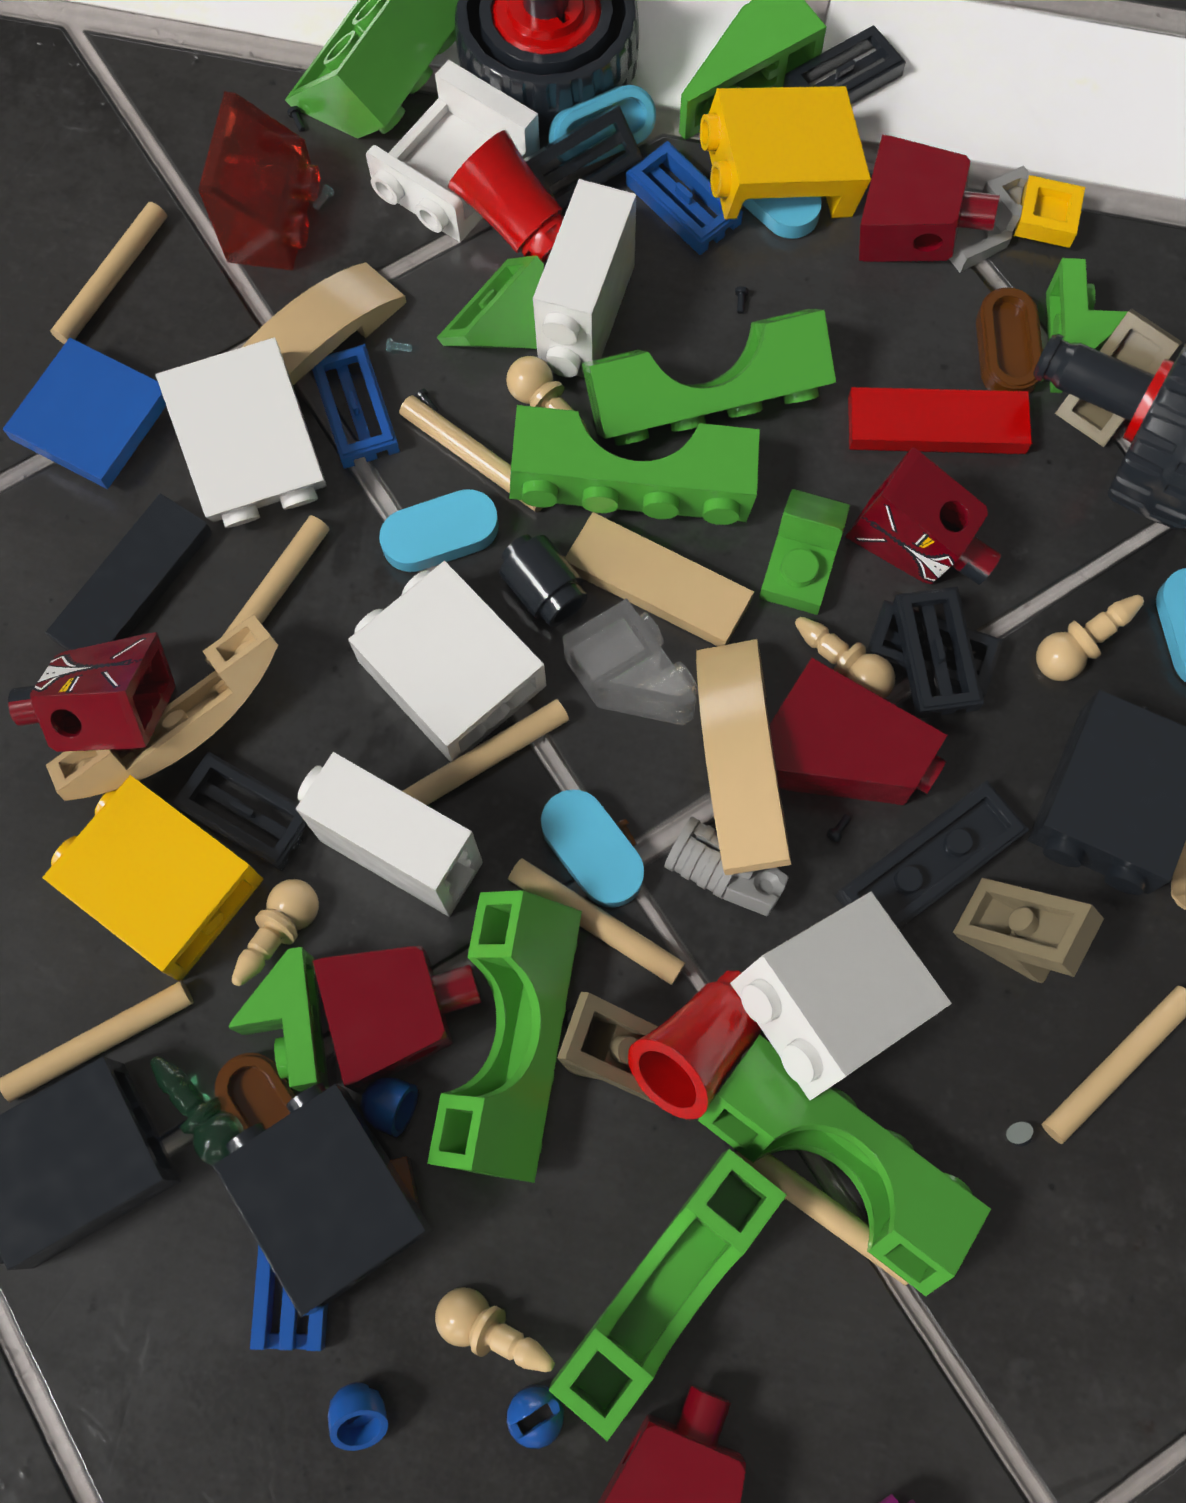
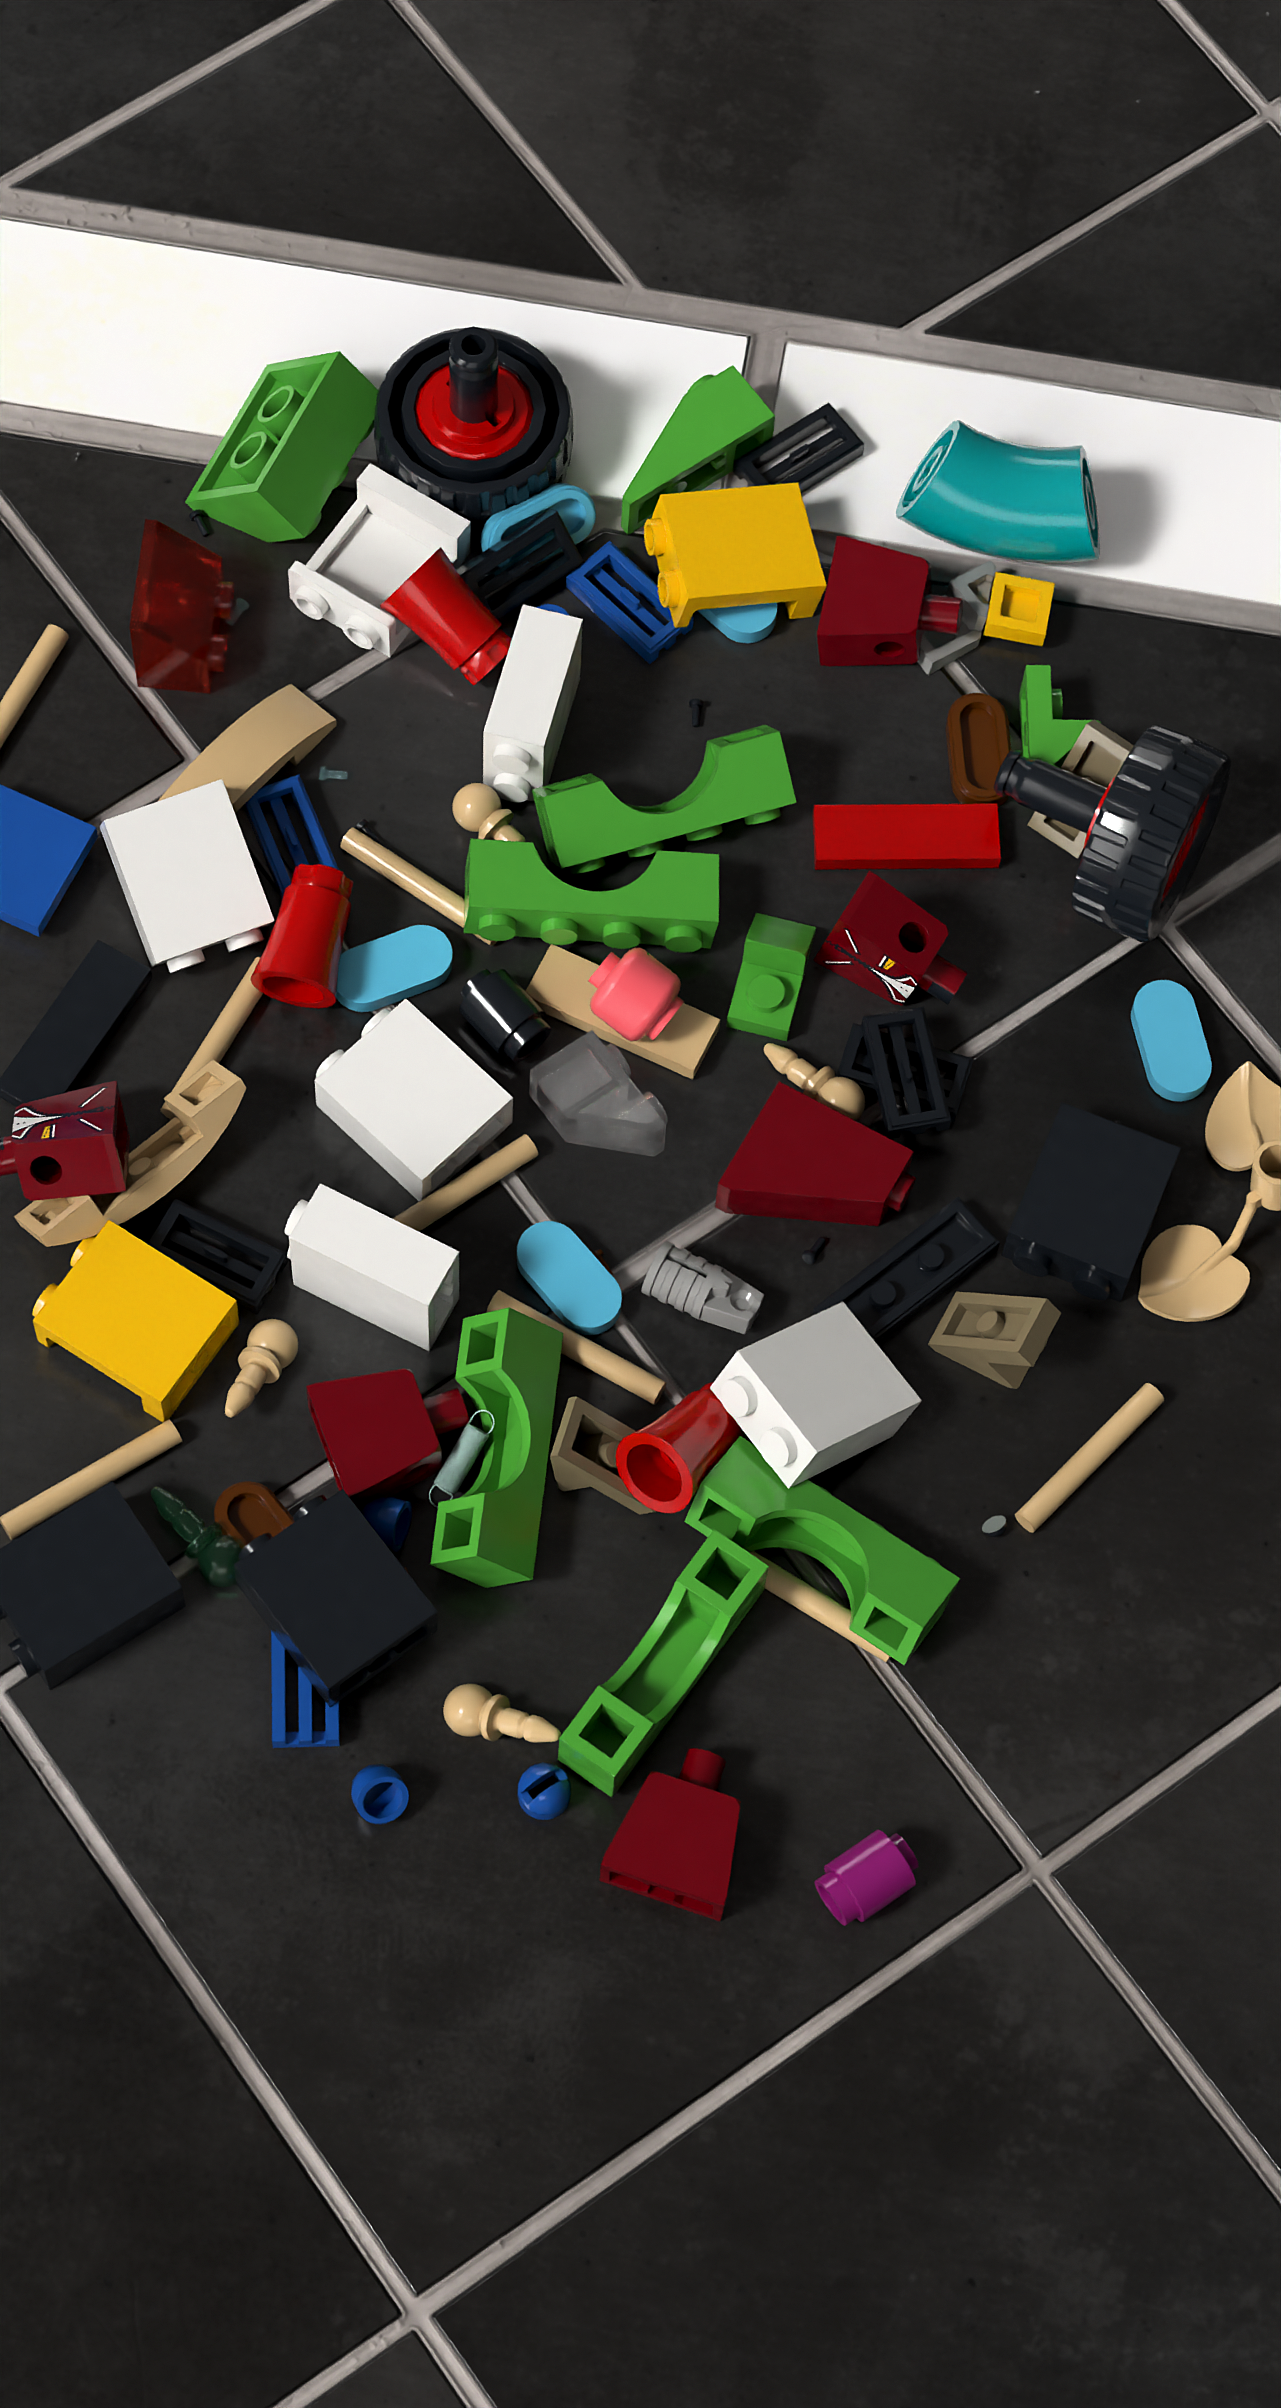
camera: 10 degrees left, 5 degrees down
(289, 1002) = (276, 1435): bright green slope -> none
(355, 498) = (307, 939): none -> red plant
(470, 1039) = (461, 1458): none -> light aqua piece
(500, 311) = (442, 731): bright green slope -> none
(671, 564) = (635, 994): none -> coral head
(741, 758) = (712, 1179): tan slope -> none
(1041, 104) = (1004, 498): none -> teal brick
(1066, 653) = (1037, 1071): tan bar -> none

